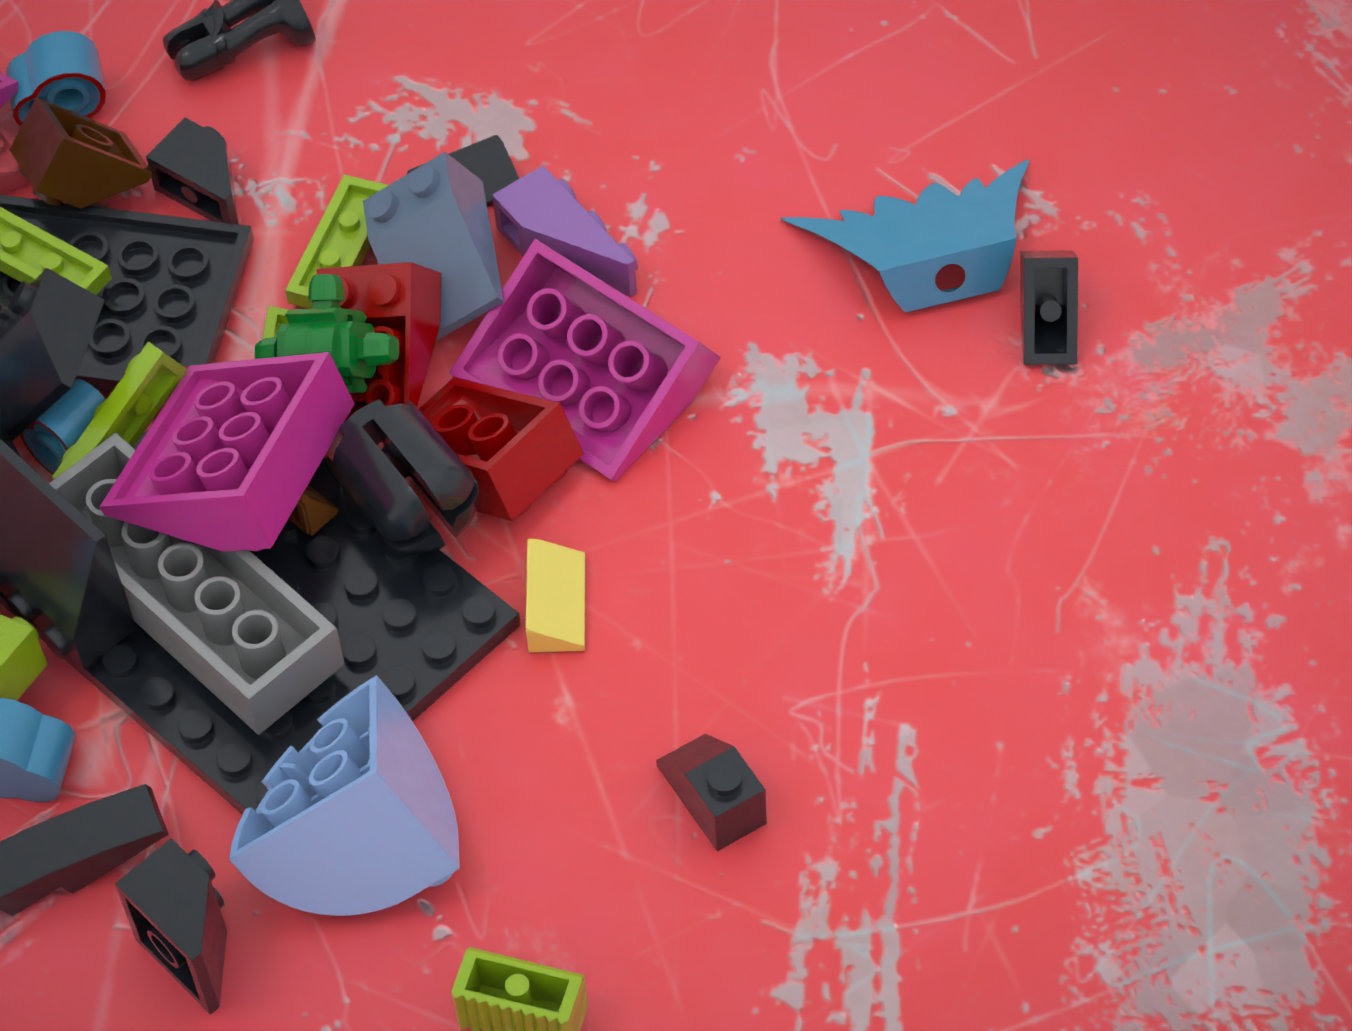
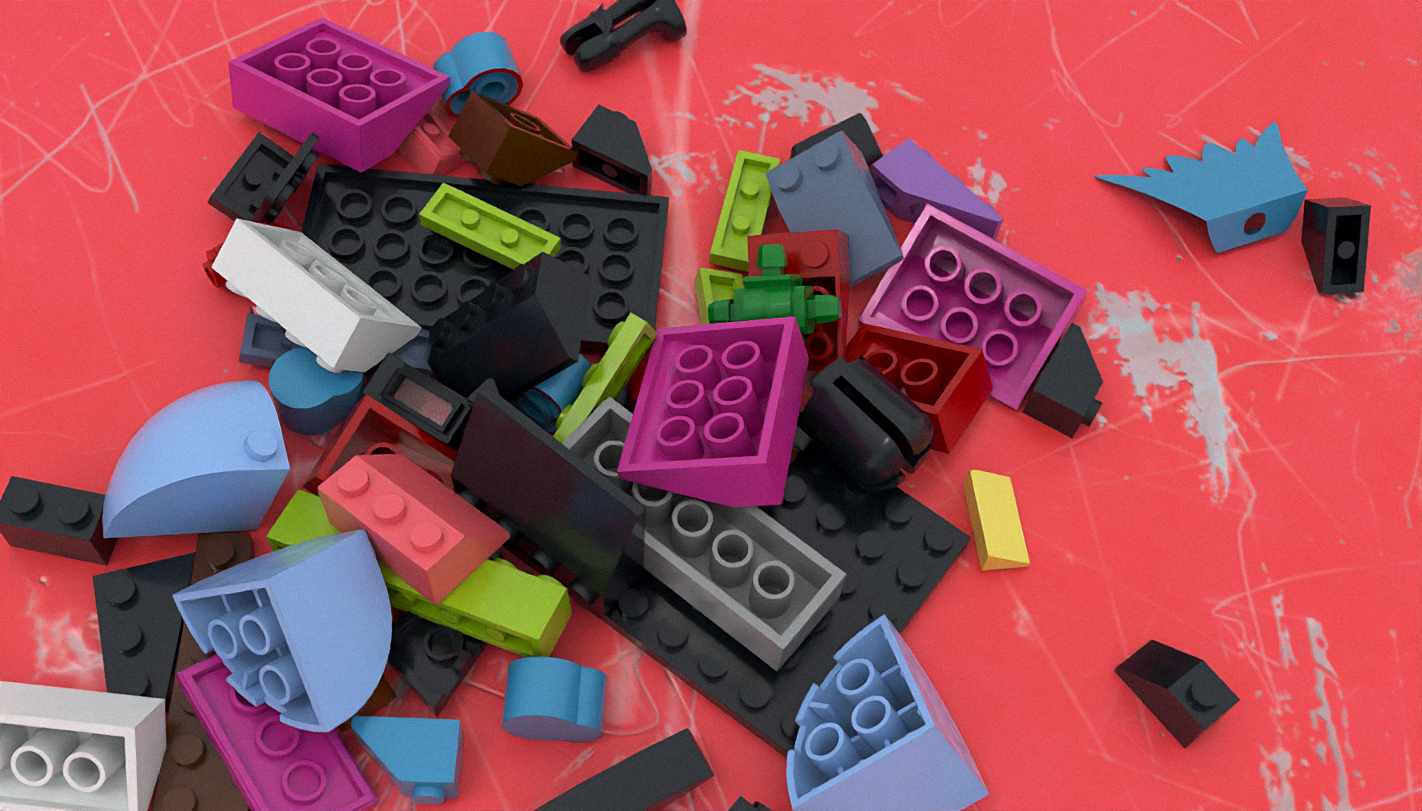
camera: 15 degrees left, 5 degrees up
(668, 454) = (1067, 386): none -> black slope

